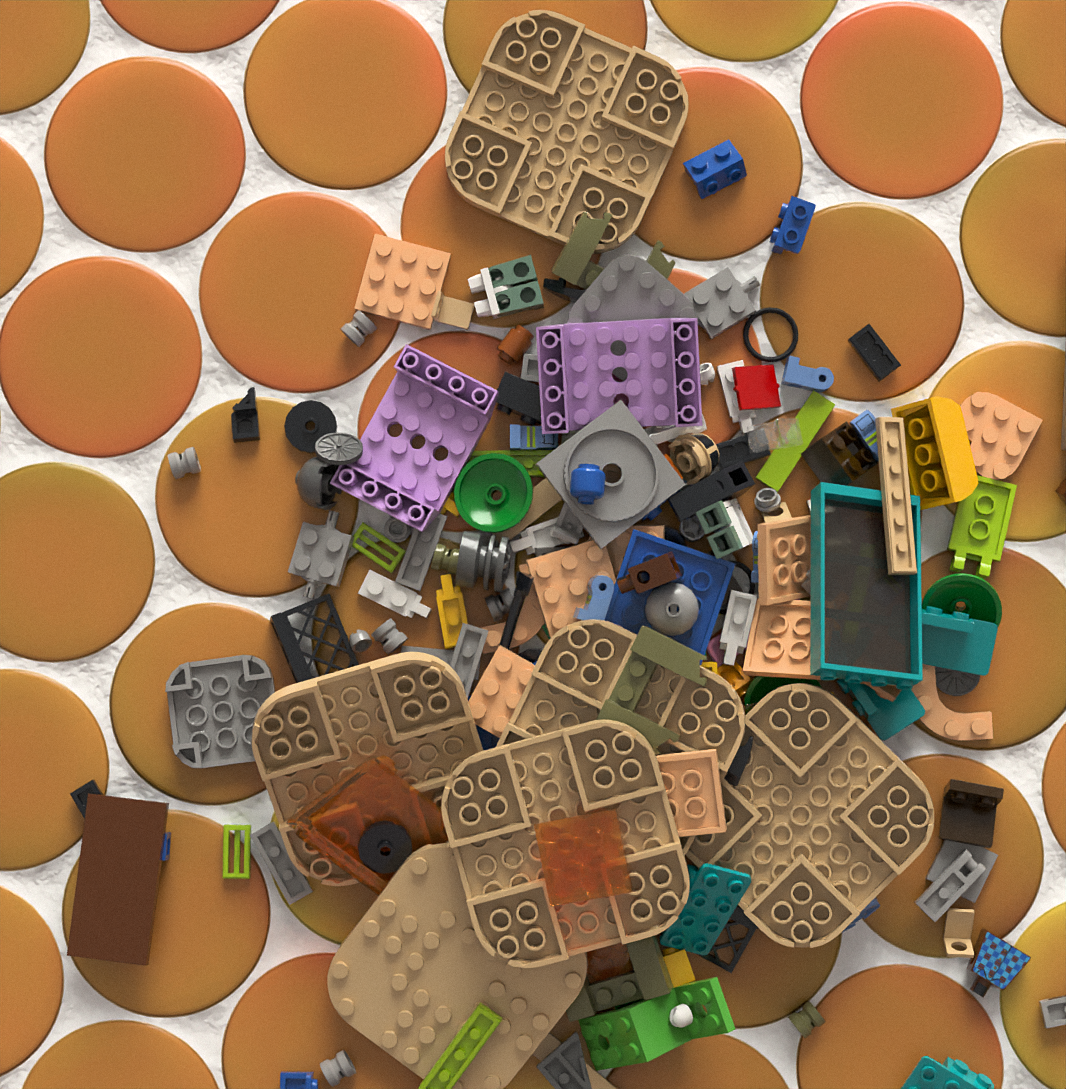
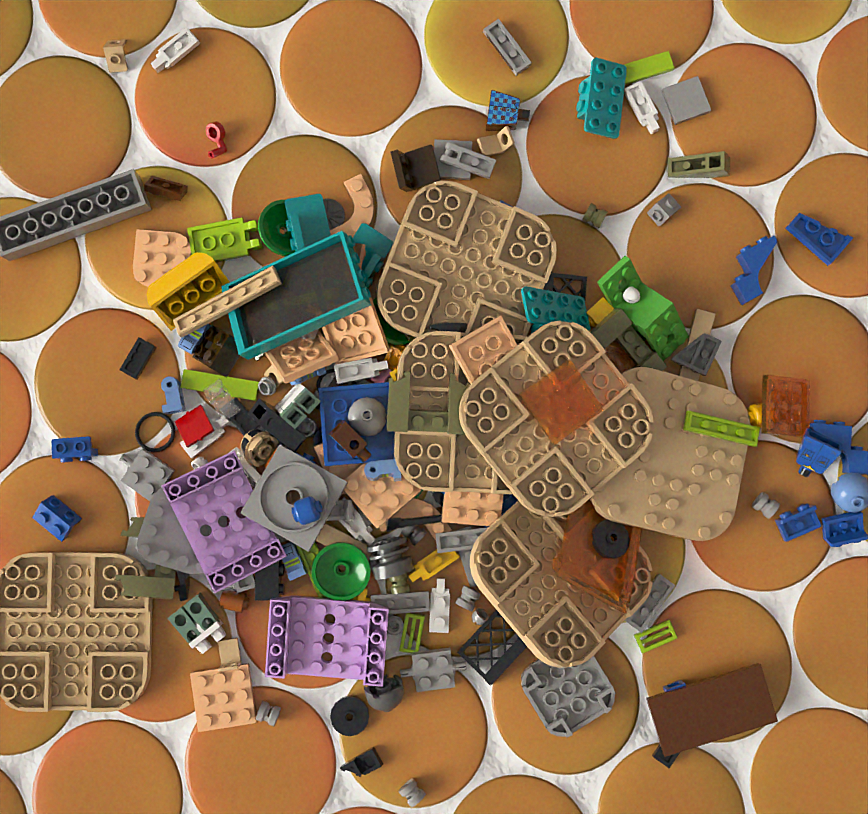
camera: 110 degrees left, 0 degrees up
(338, 448) = (356, 690): wheel -> none

